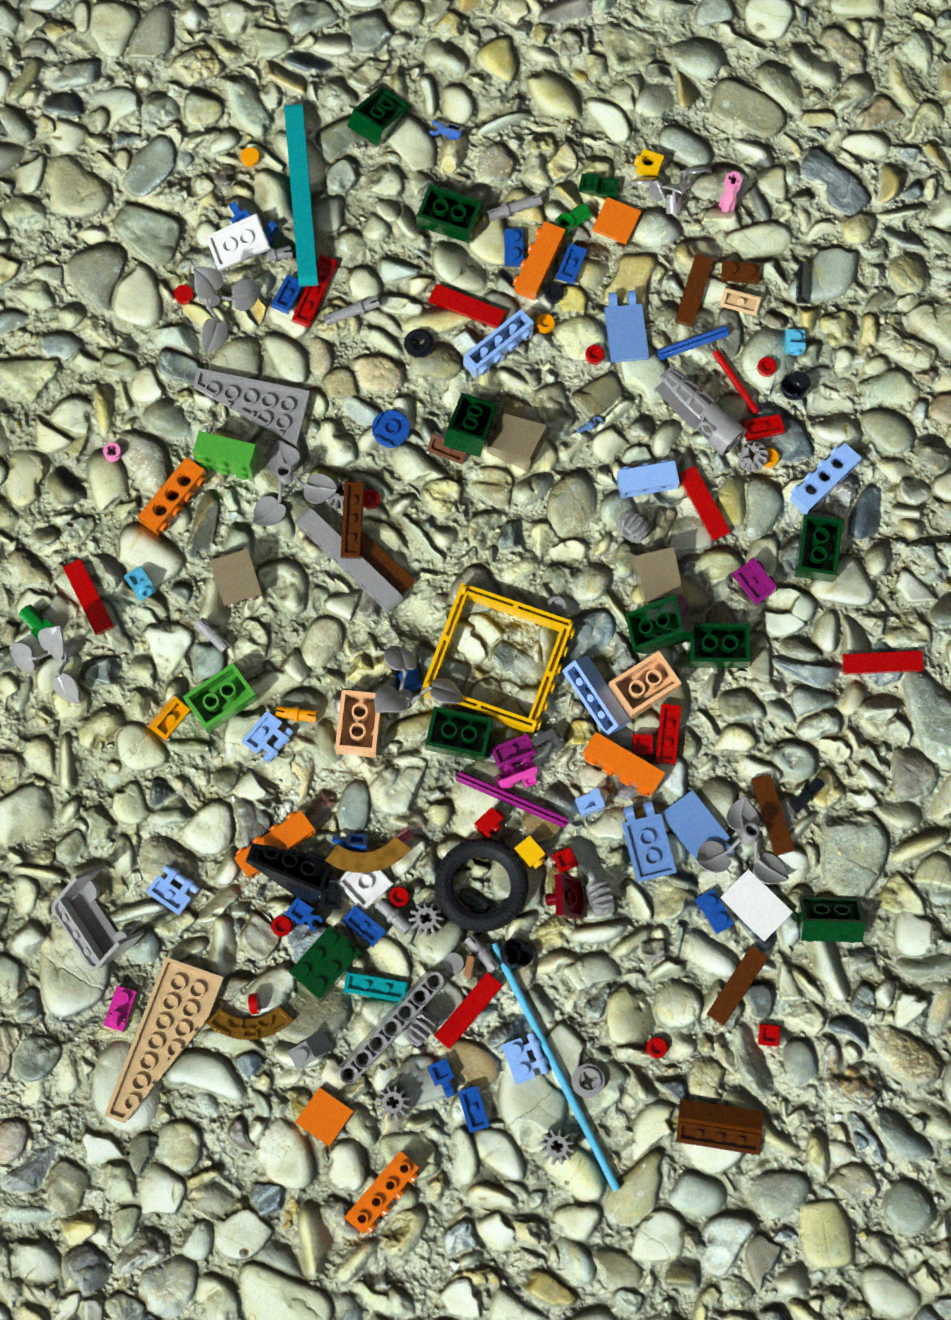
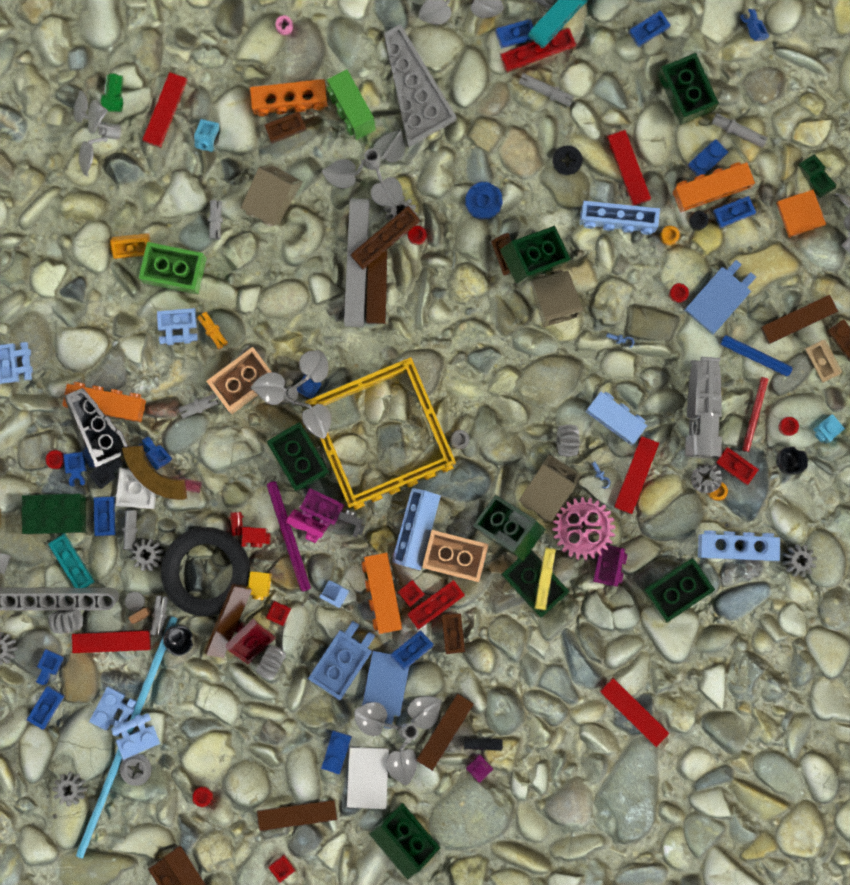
camera: 55 degrees right, 10 degrees up
(192, 520) = (285, 127): none -> reddish brown plate
(345, 776) = (198, 405): none -> light grey pin
(377, 201) = (649, 28): none -> blue plate
(399, 897) = (148, 521): red tile -> none
(464, 828) = (236, 523): none -> red pin
(537, 900) = (228, 620): none -> reddish brown tile
(567, 1059) = (137, 741): none -> light blue plate
(574, 218) = (771, 181): green piece -> none
(678, 529) = (600, 474): none -> medium blue hand
(687, 782) = (412, 650): none -> blue plate
(696, 564) = (584, 545): none -> bright pink gear
(702, 741) = (453, 633): none -> reddish brown plate
(723, 630) = (545, 578): none -> light yellow piece
(824, 814) = (479, 768): none -> magenta tile
(877, 452) = (799, 568): none -> light grey gear

